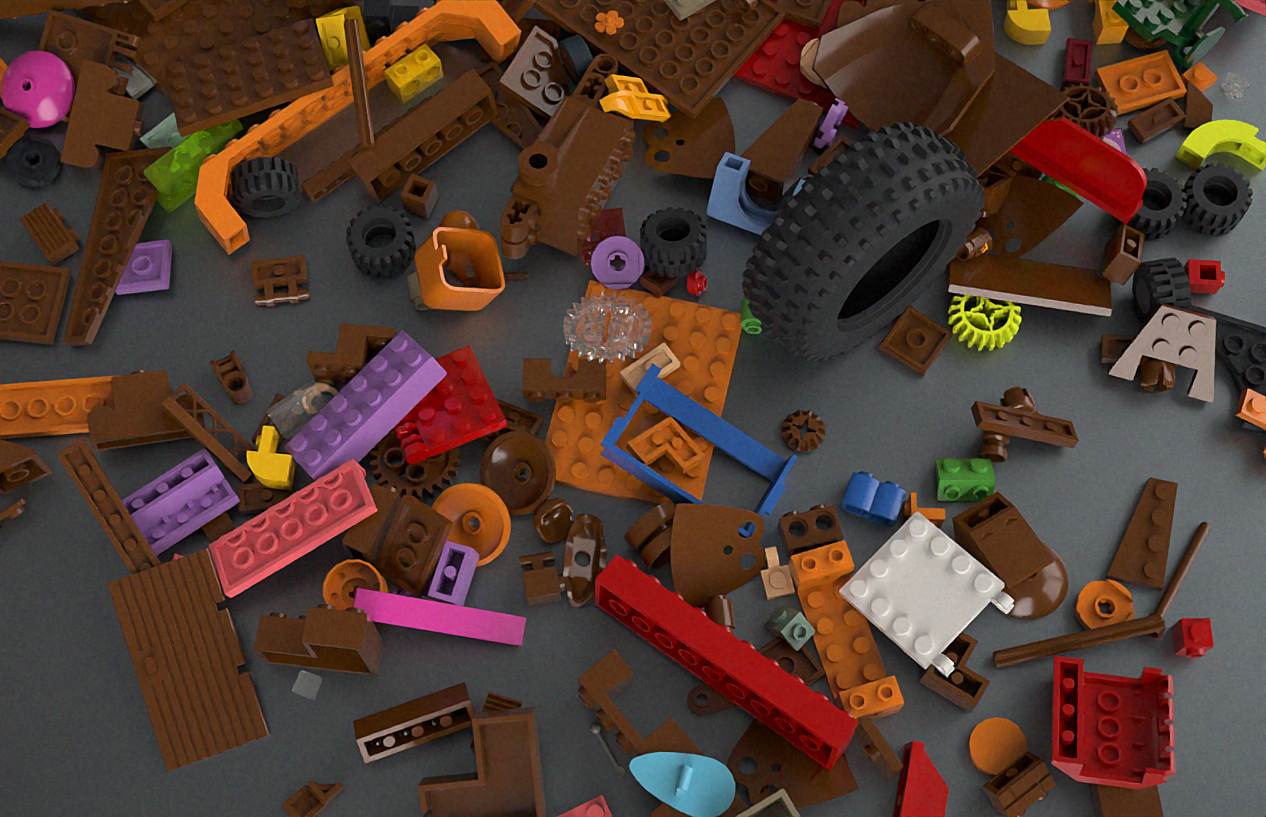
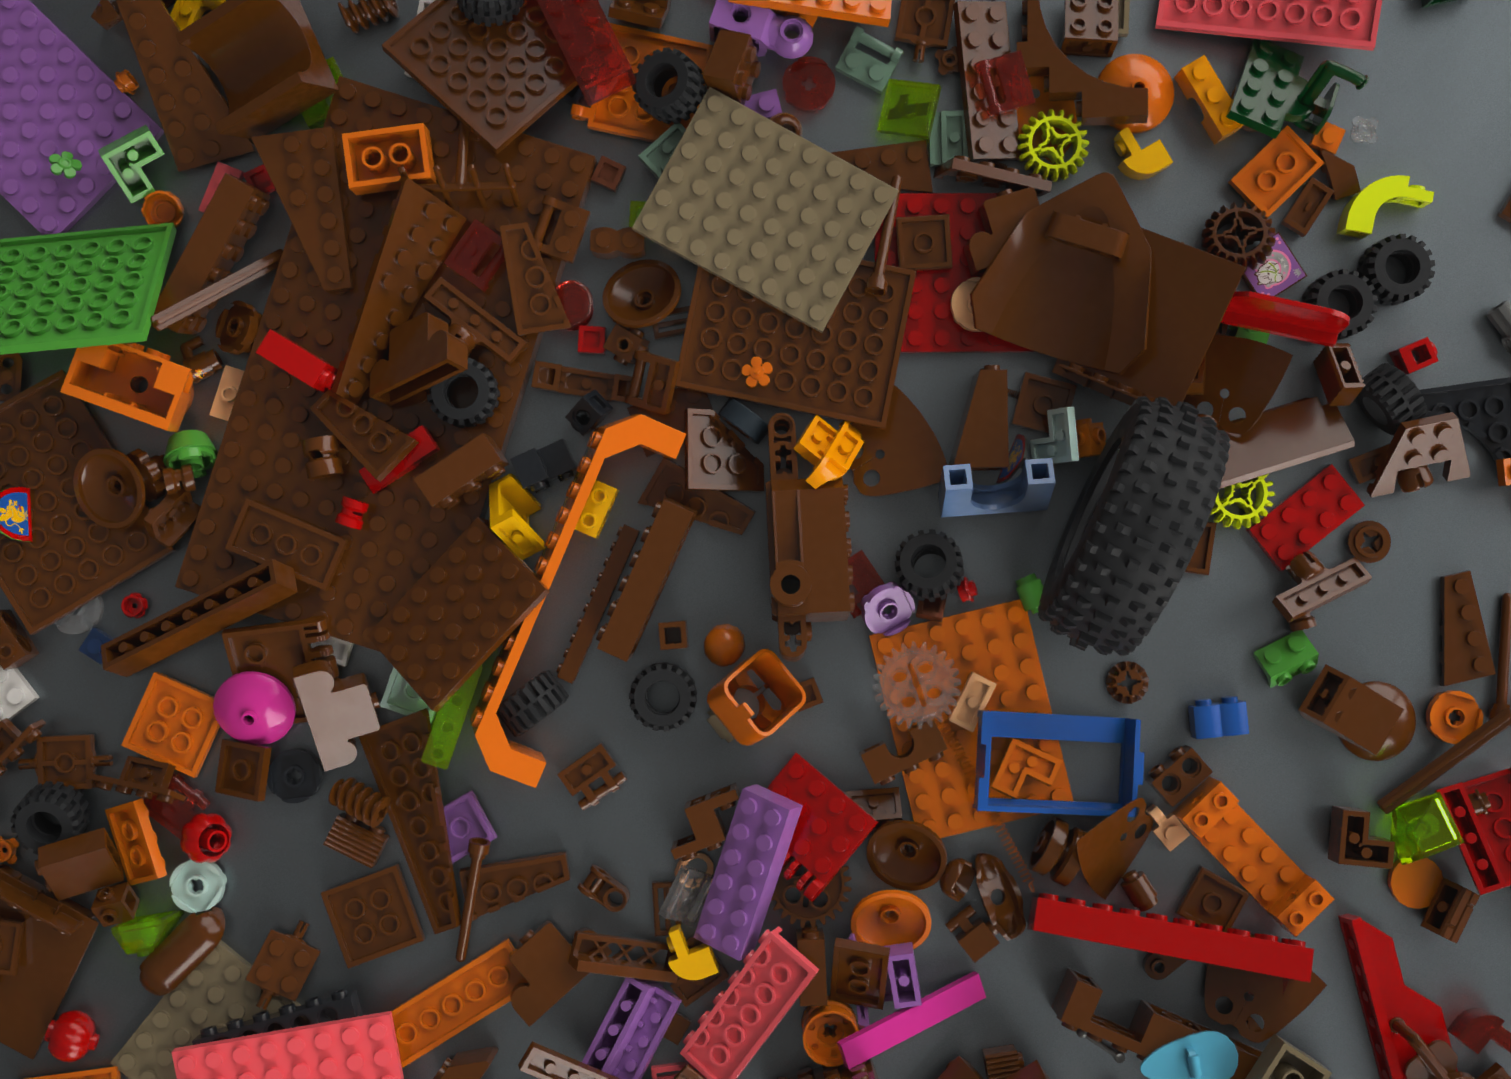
camera: 30 degrees left, 20 degrees up
(72, 200) = (359, 801): none -> reddish brown piece
(143, 284) = (478, 850): none -> reddish brown piece
(154, 331) = (515, 879): none -> reddish brown wing
(359, 83) = (570, 574): reddish brown axle -> none
(507, 302) = (812, 692): none -> reddish brown plate
(520, 275) = (792, 665): reddish brown leg -> none
(617, 471) = (995, 815): none -> orange piece
(791, 626) = (1201, 869): sand green bracket -> none
(833, 117) = (1015, 362): medium lavender plate -> none
(877, 749) = (1327, 945): reddish brown plate -> none
(923, 591) = (1305, 791): white plate -> none
(934, 515) = (1270, 714): orange bracket -> none
(1025, 688) = (1423, 828): none -> clear neon green slope
(1041, 366) = (1305, 517): none -> red plate
(1077, 62) = (1208, 179): dark red plate -> none
(1093, 688) = (1479, 802): none -> reddish brown plate
(1097, 406) = (1381, 543): none -> reddish brown gear

